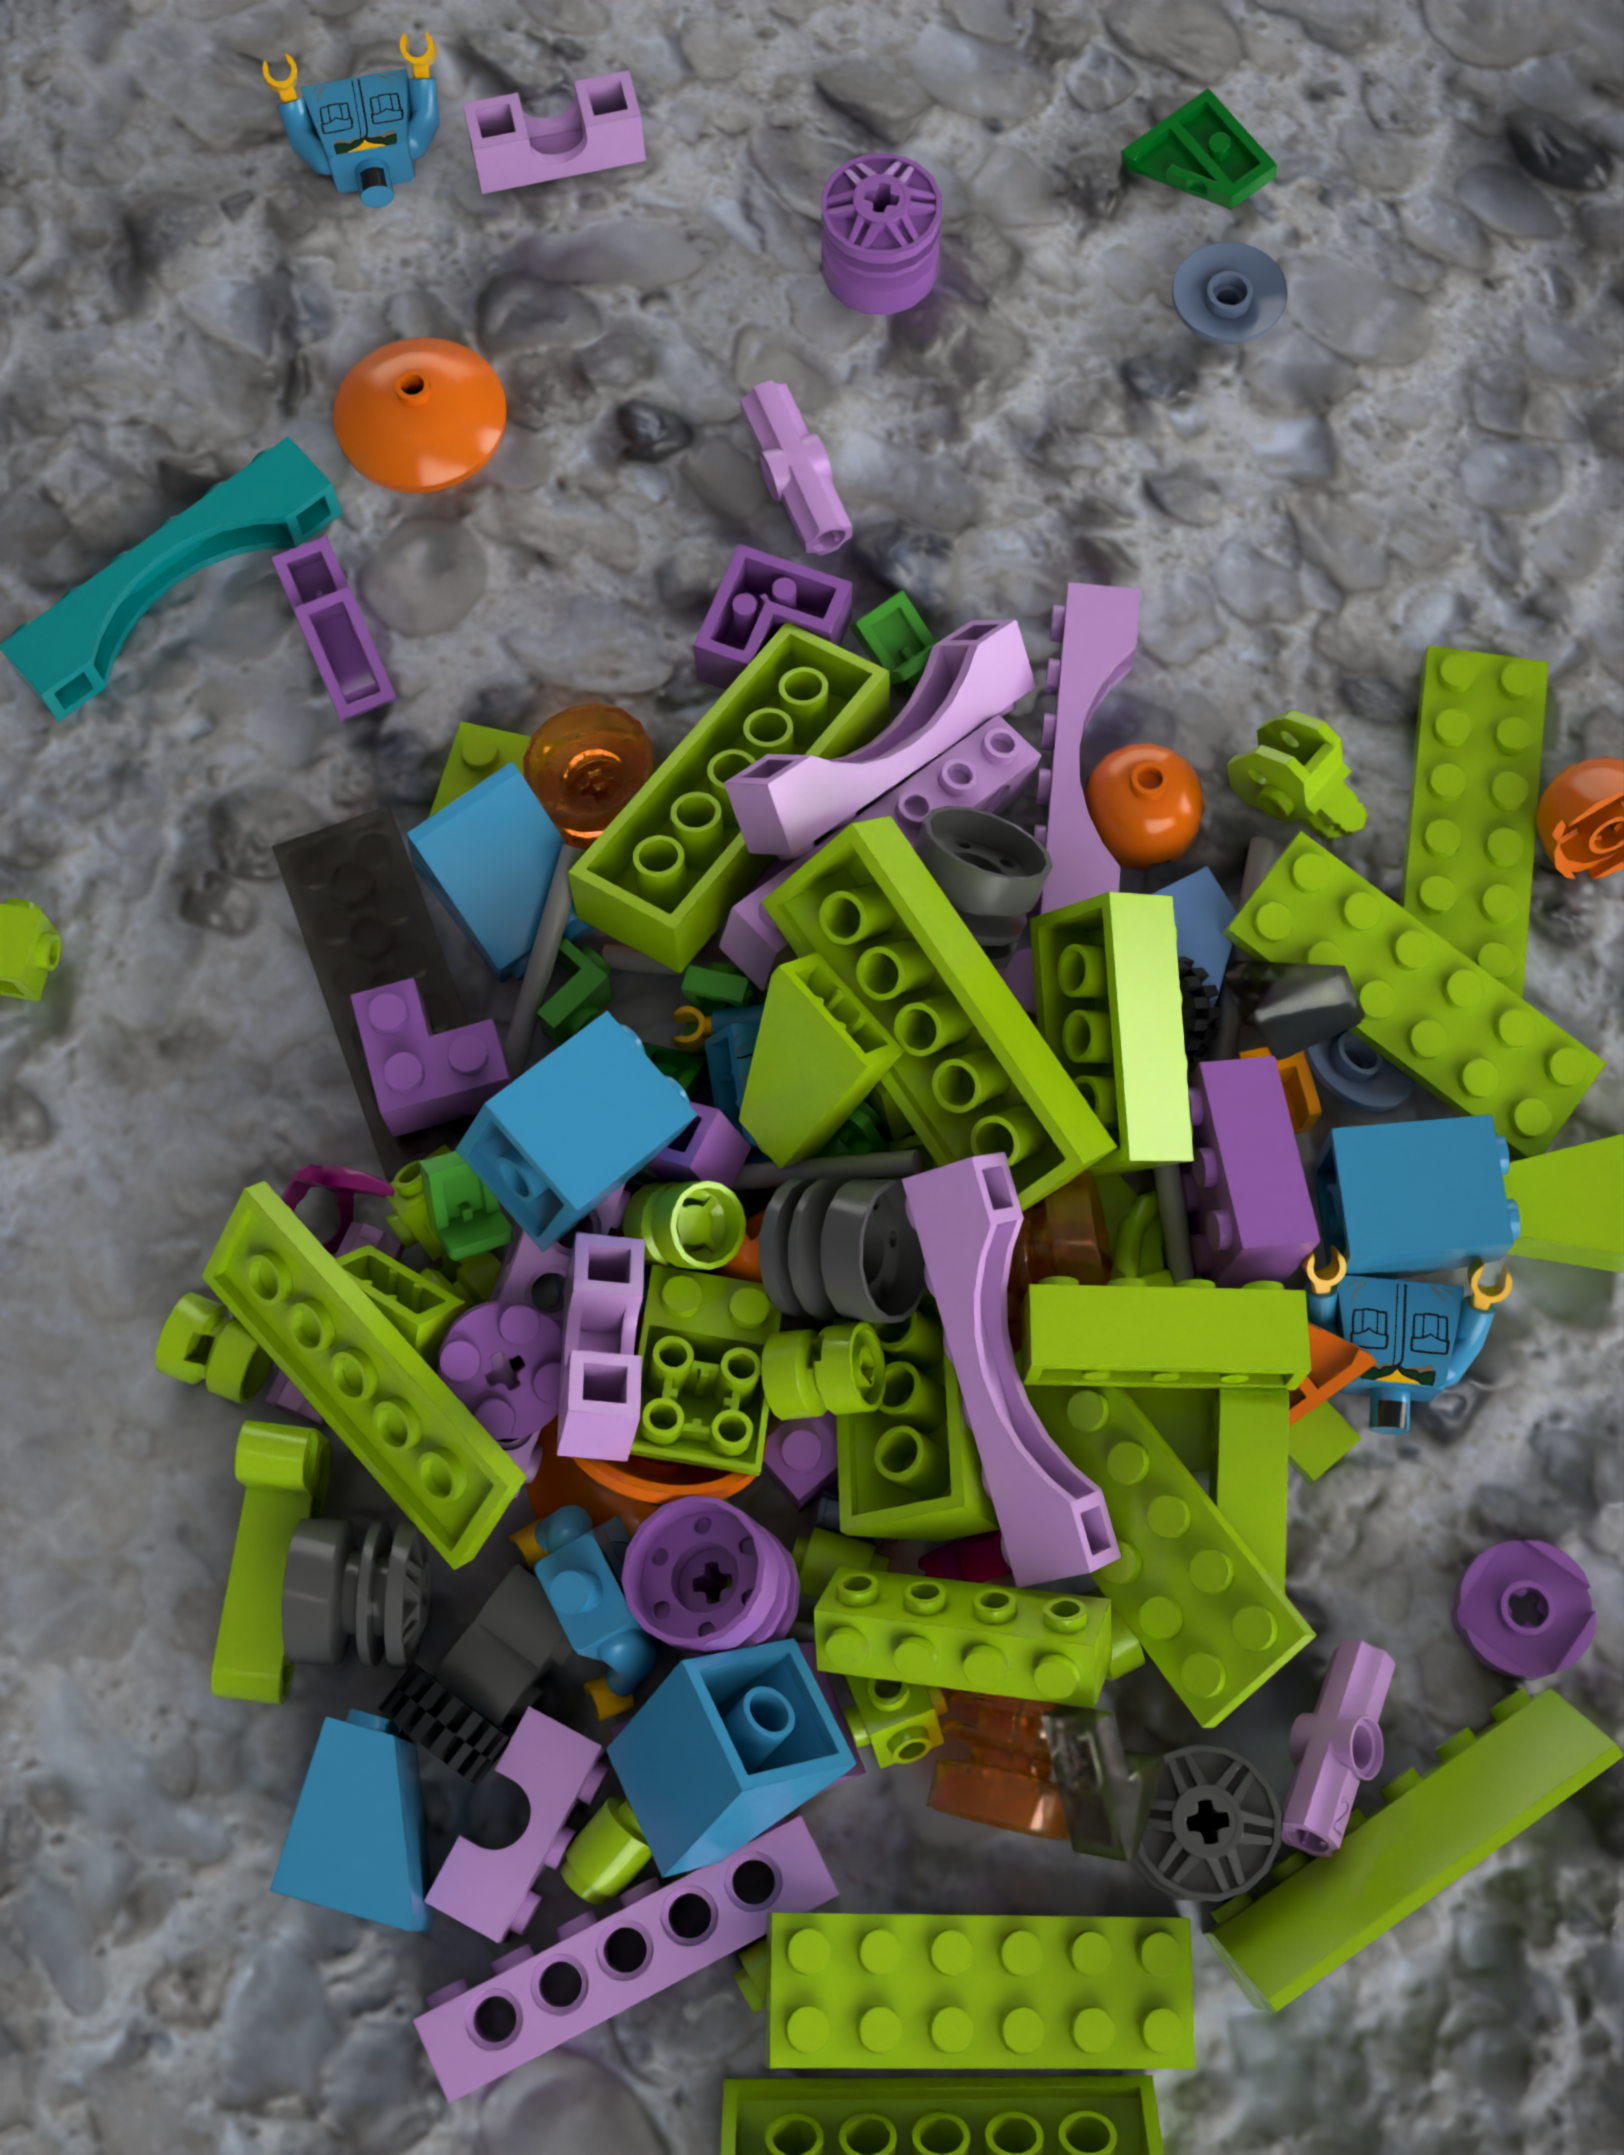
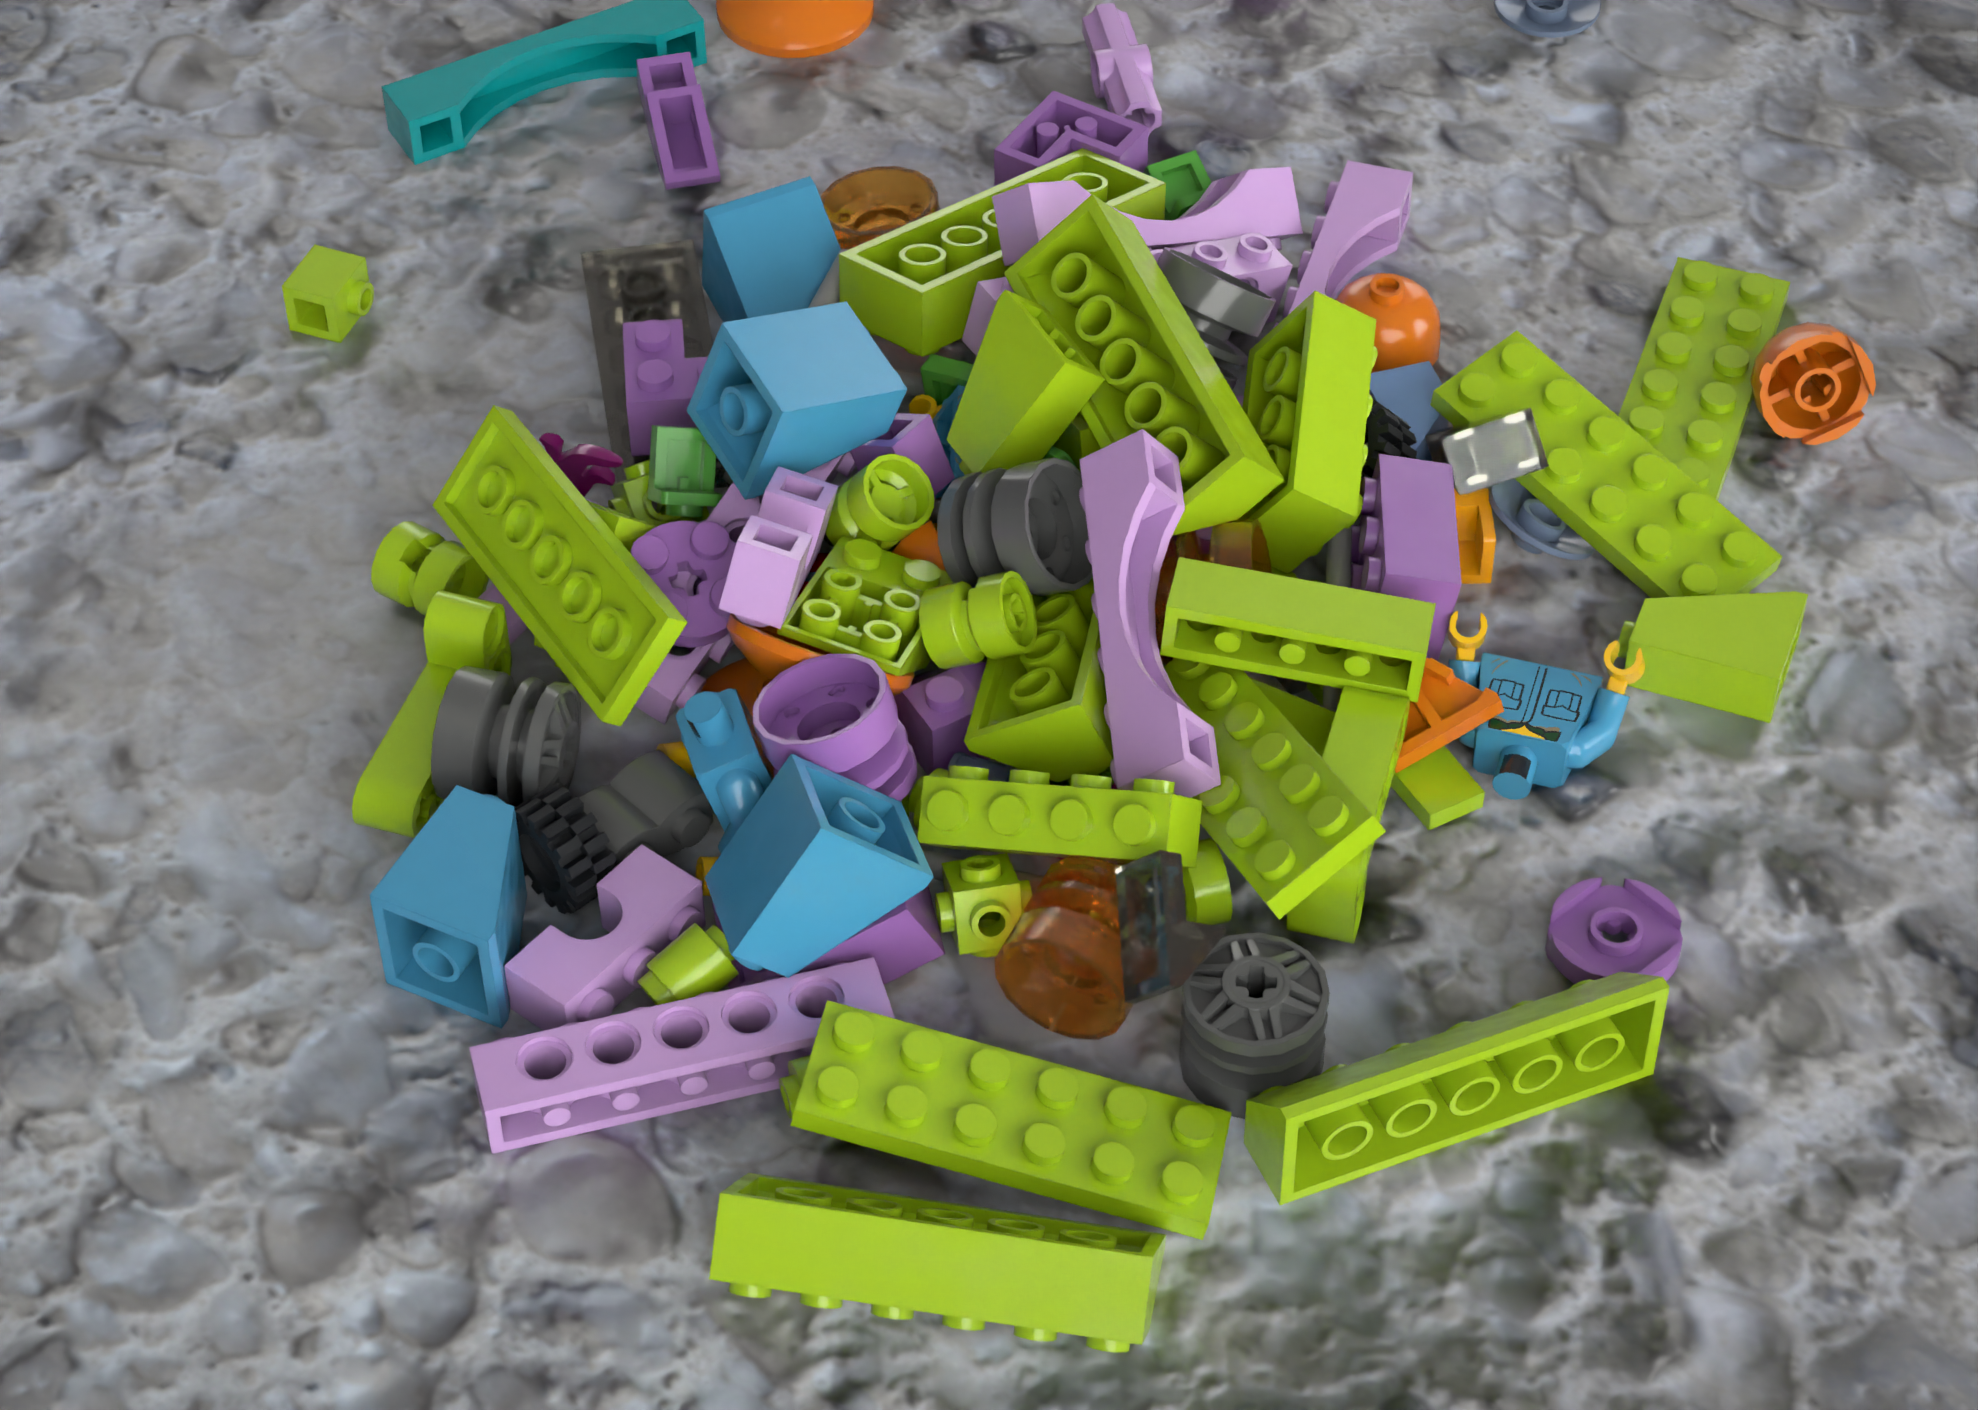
camera: 10 degrees right, 25 degrees down
(1299, 776) = (1536, 309): lime hinge -> none
(1336, 1748) = (1400, 989): lavender piece -> none
(1415, 1196) = (1569, 592): dark azure slope -> none

